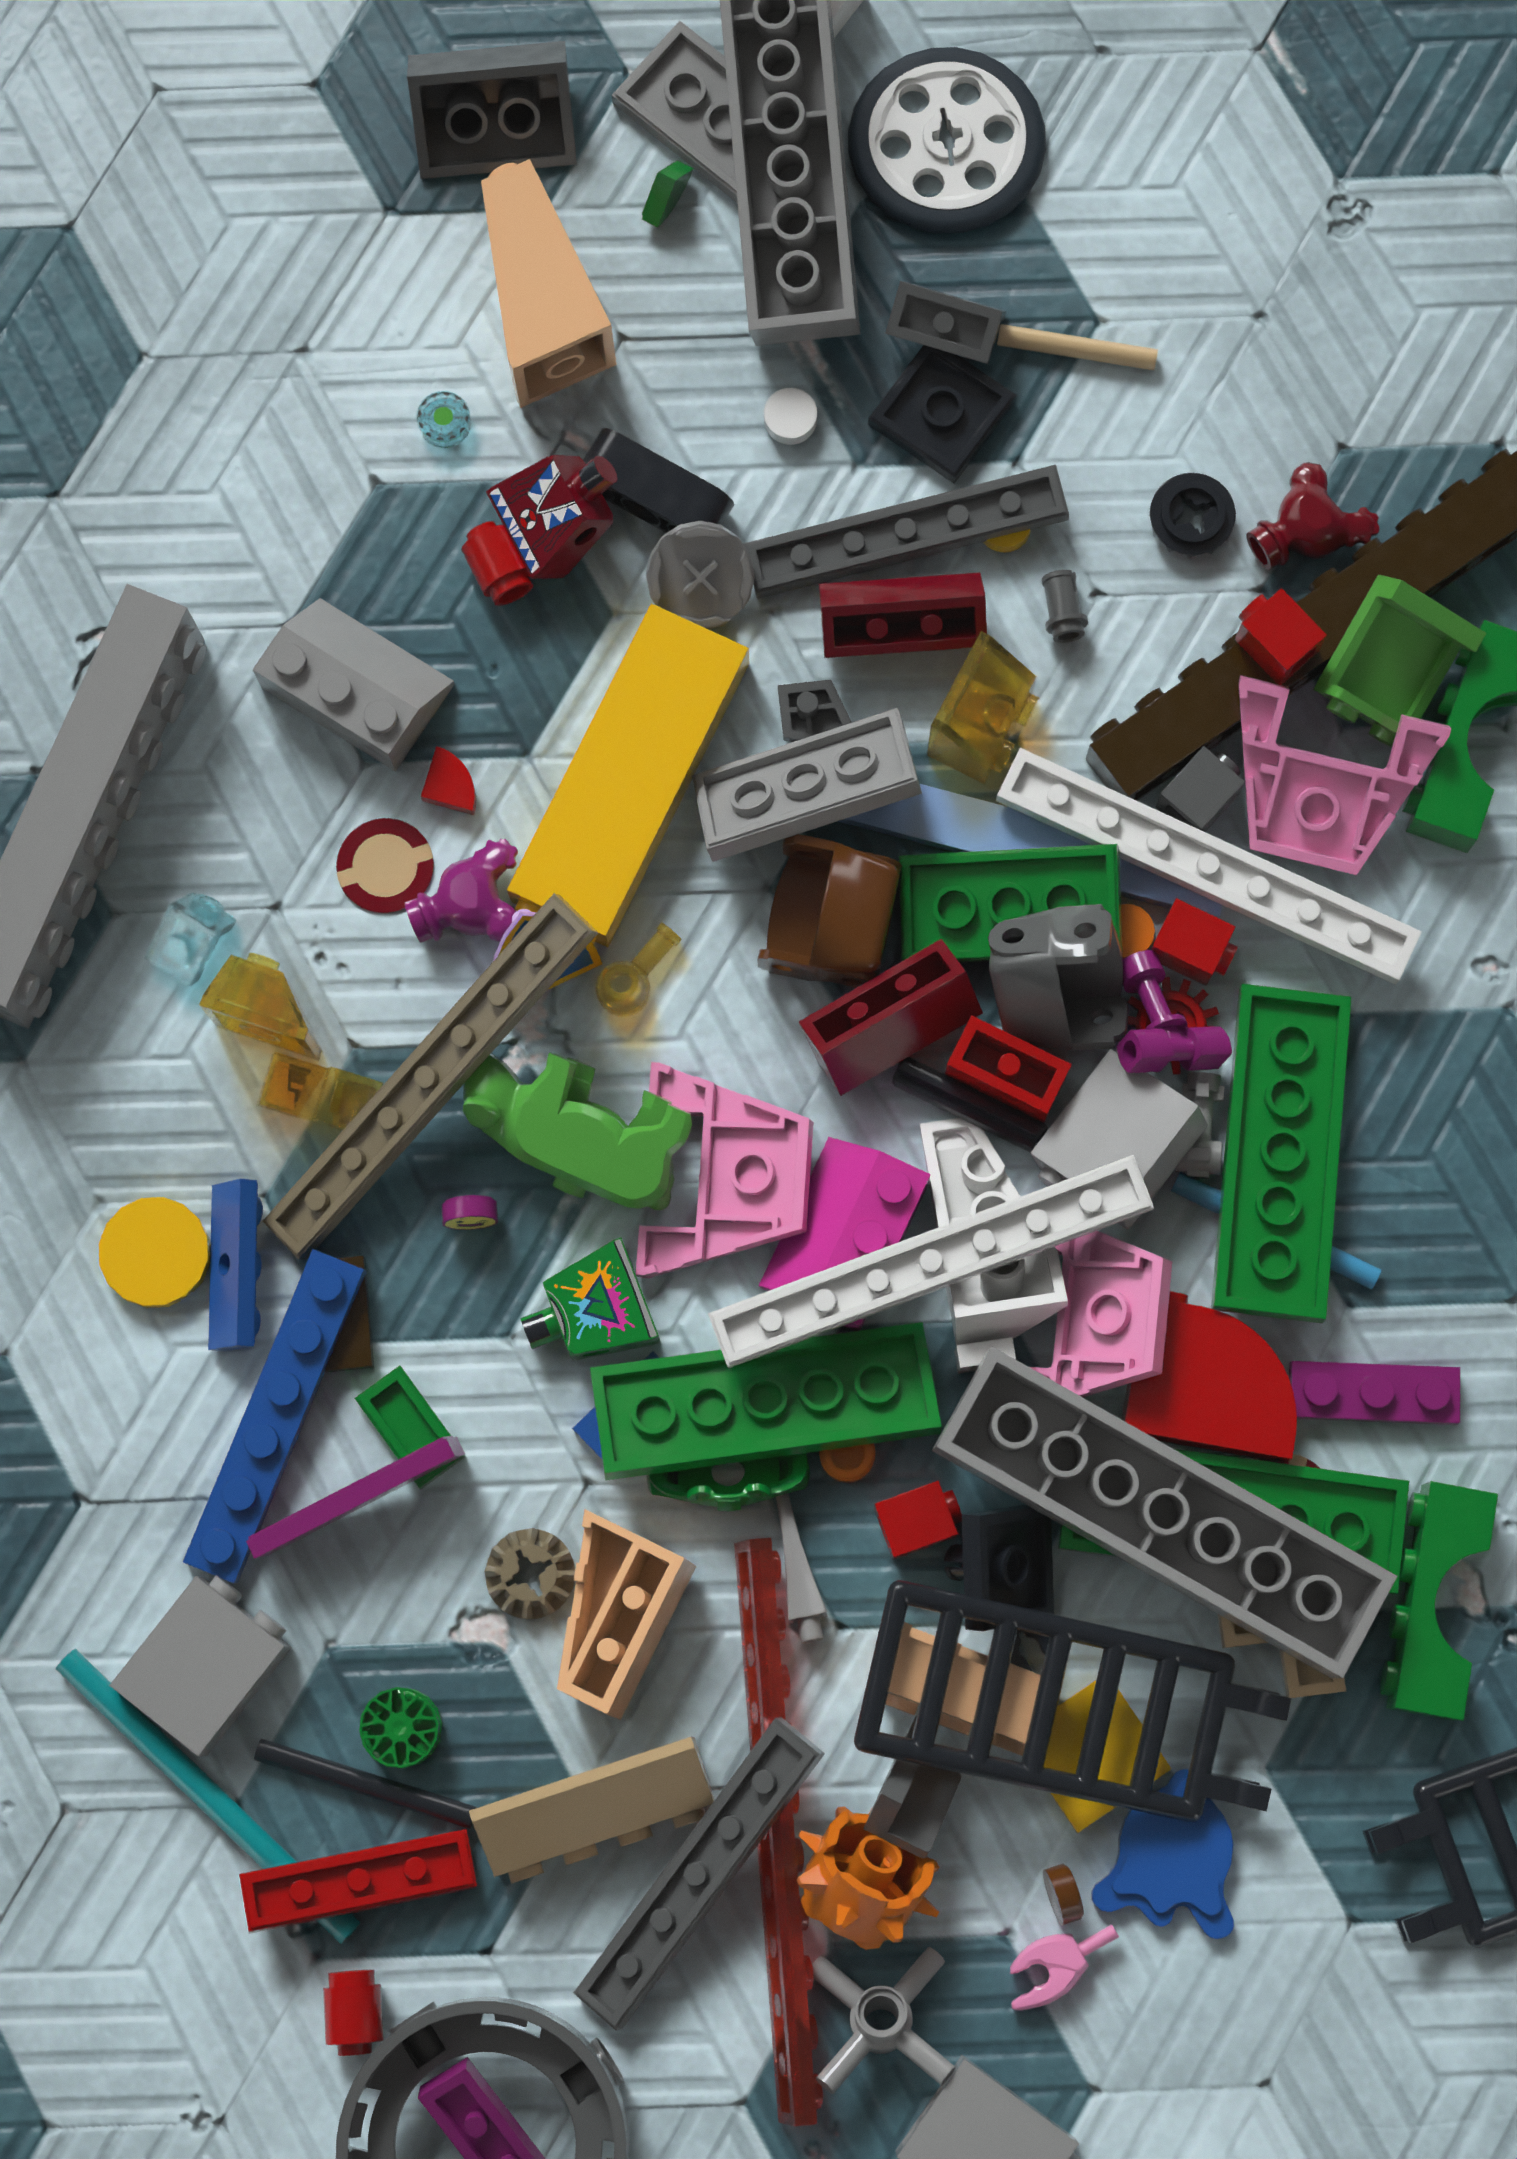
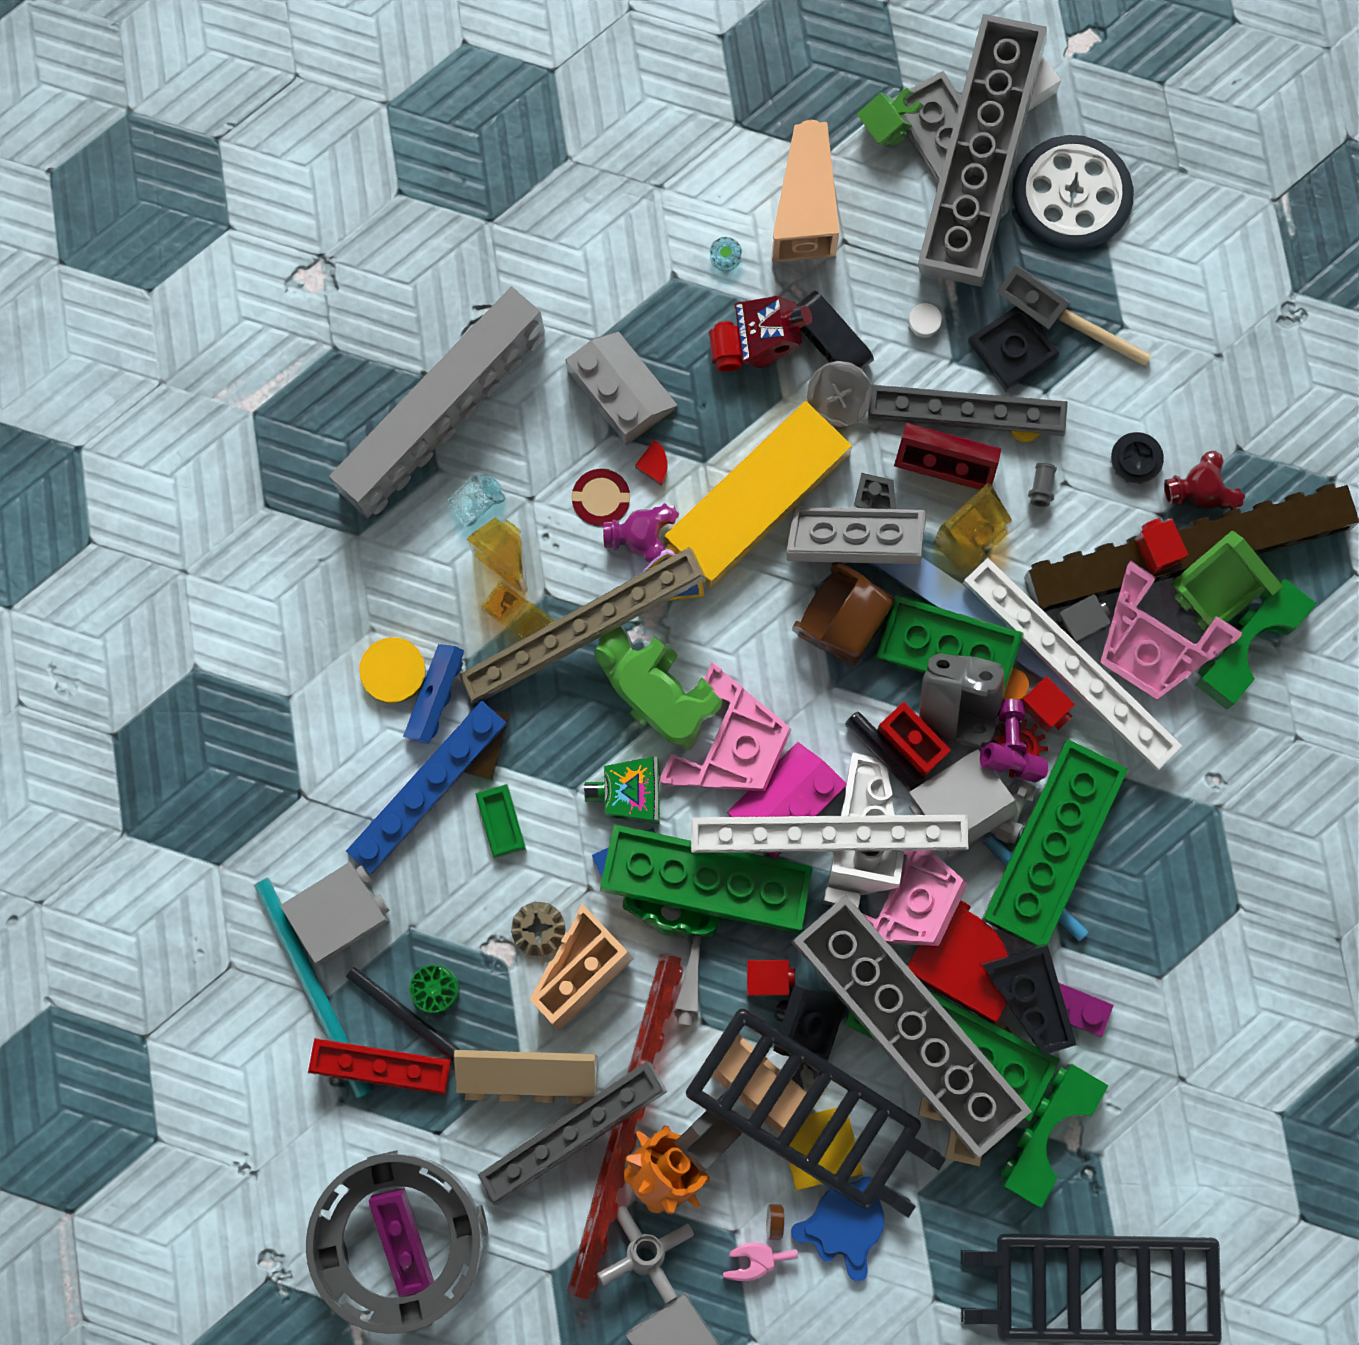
camera: 20 degrees right, 0 degrees up
(353, 2012) = (350, 1139): red brick -> none
(355, 1496) = (455, 849): magenta tile -> none
(469, 1212) = (577, 711): magenta tile -> none
(491, 109) = (816, 85): dark grey slope -> none
(619, 123) = (886, 117): none -> bright green brick
(637, 970) = (722, 607): clear yellow bar -> none
(666, 192) = (899, 167): green tile -> none
(848, 1463) = (741, 932): orange tile -> none
(891, 1017) = (857, 685): dark red brick -> none
(1335, 1398) = (1034, 996): none -> black wing

